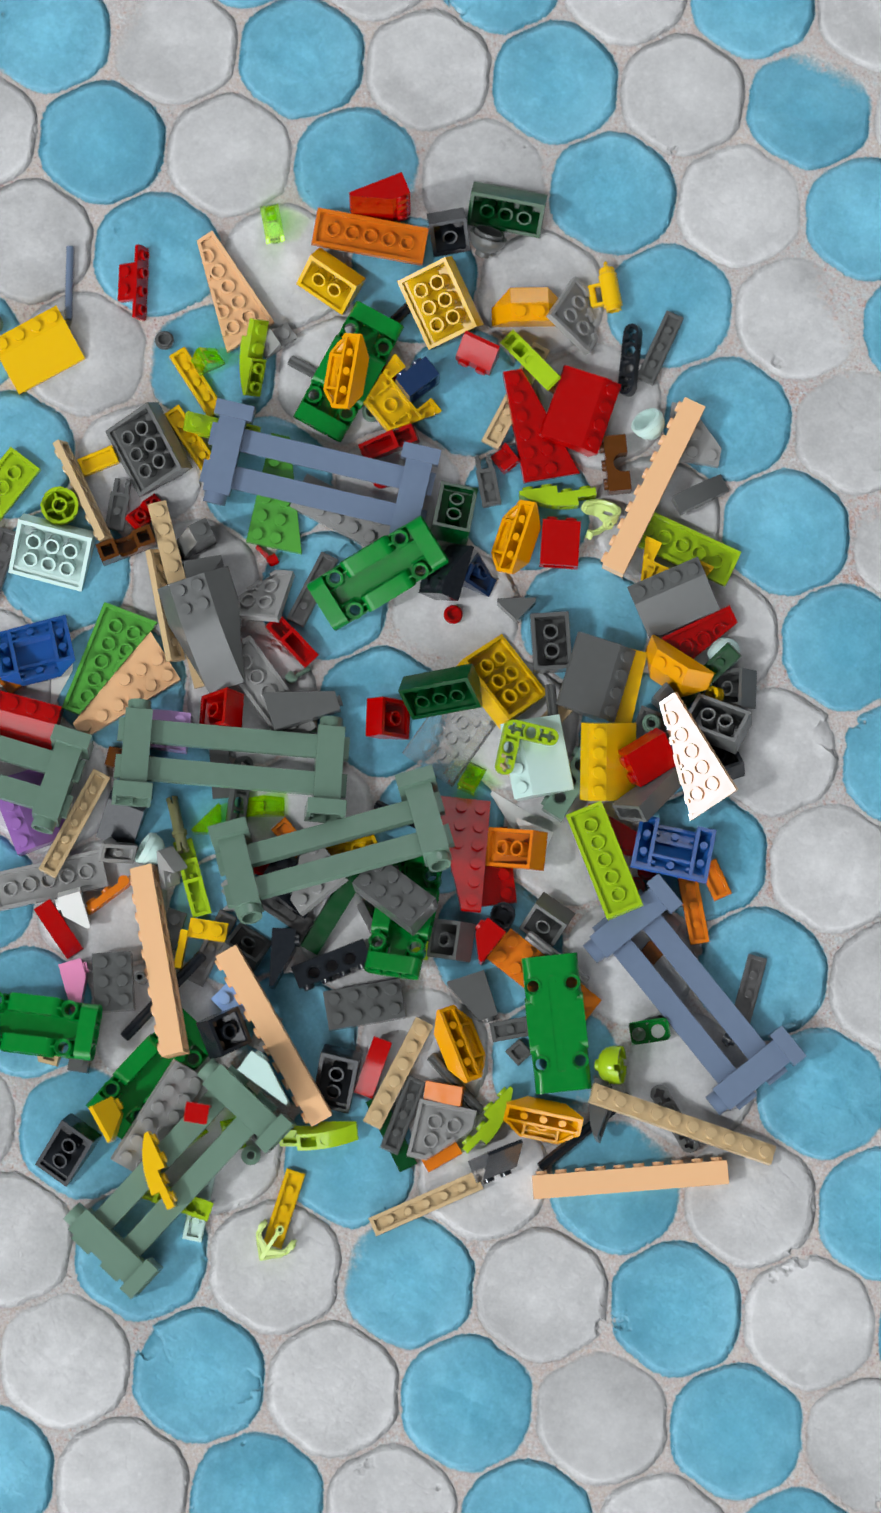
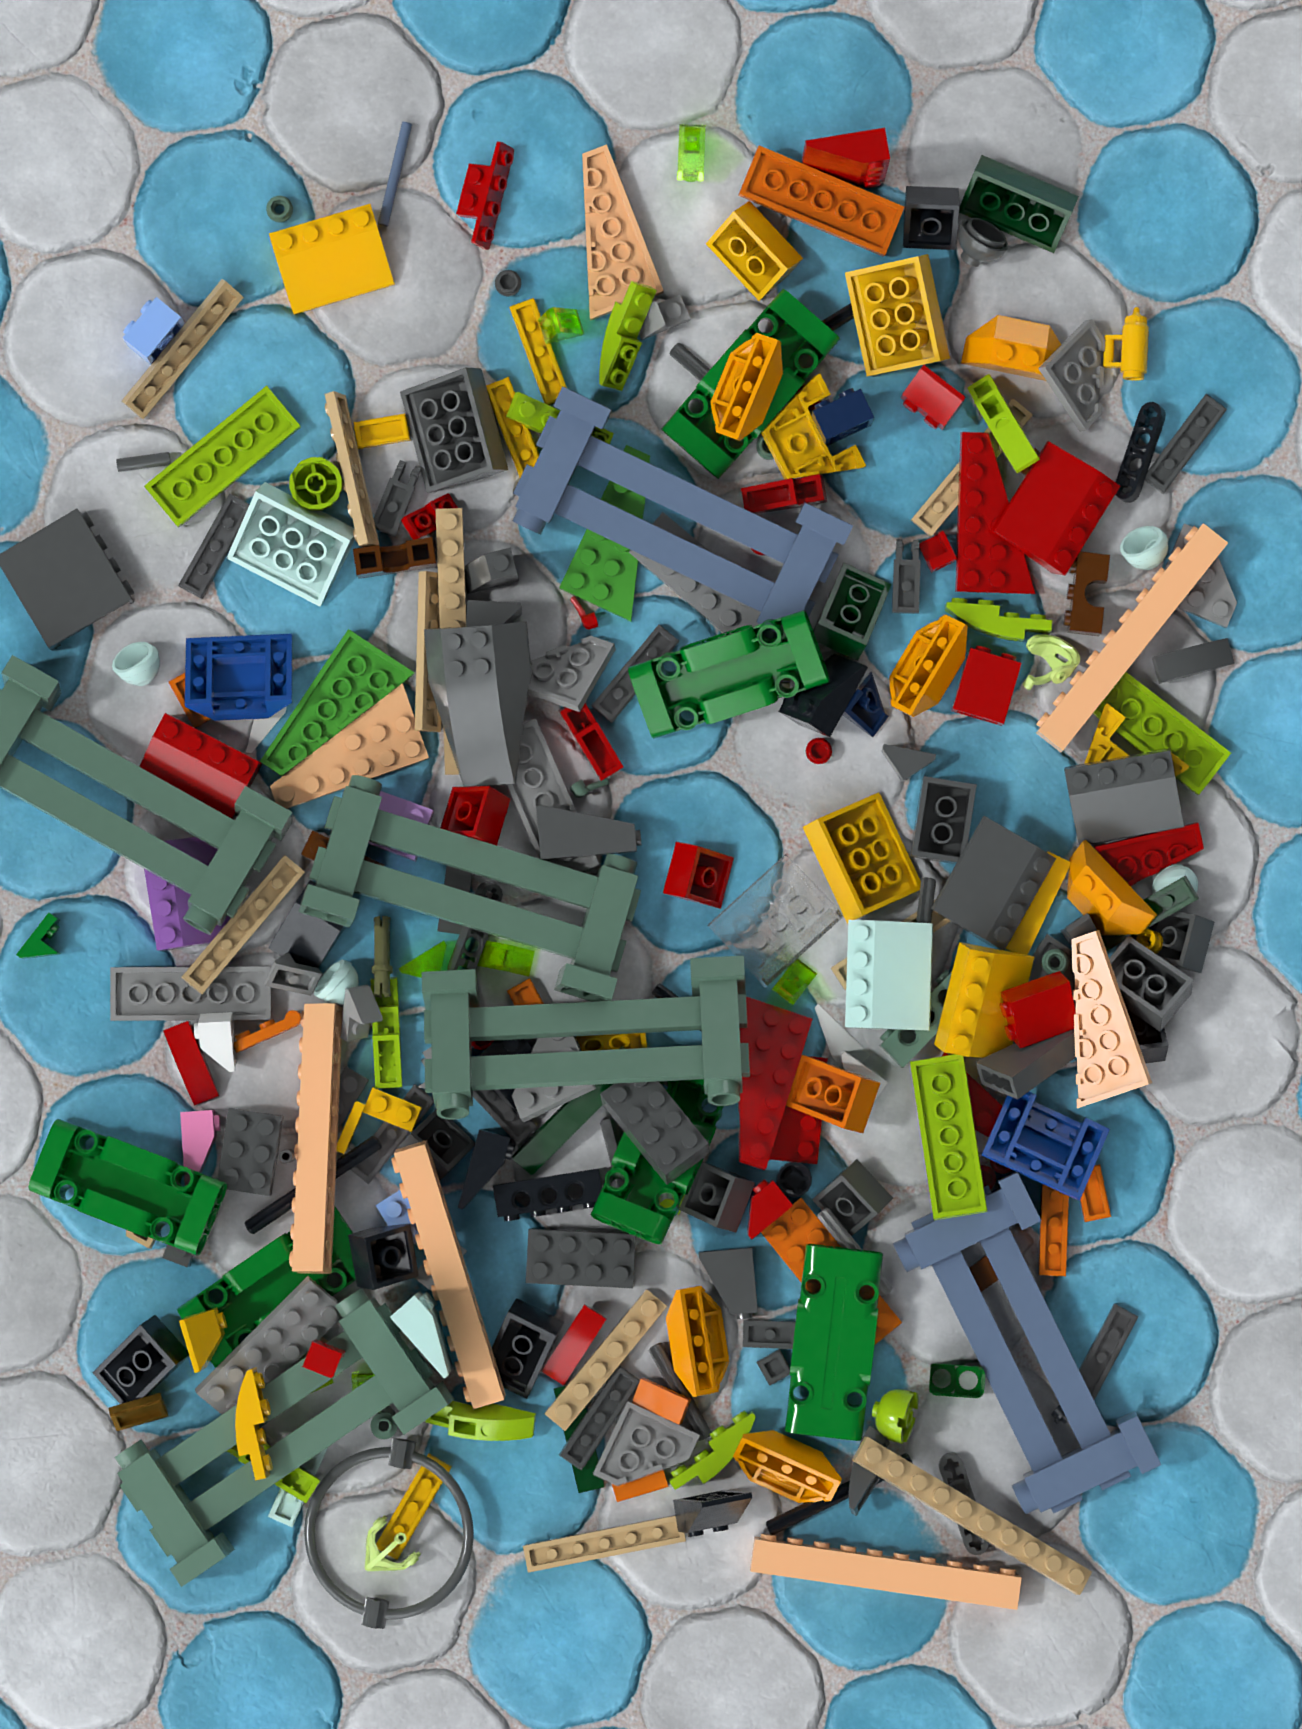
camera: 10 degrees right, 5 degrees up
(73, 1184) = (138, 1412): none -> pearl gold tile
(273, 1288) = (376, 1610): none -> dark grey piece
(441, 691) = (779, 856): dark green slope -> none
(515, 737) = (864, 946): lime beam -> none

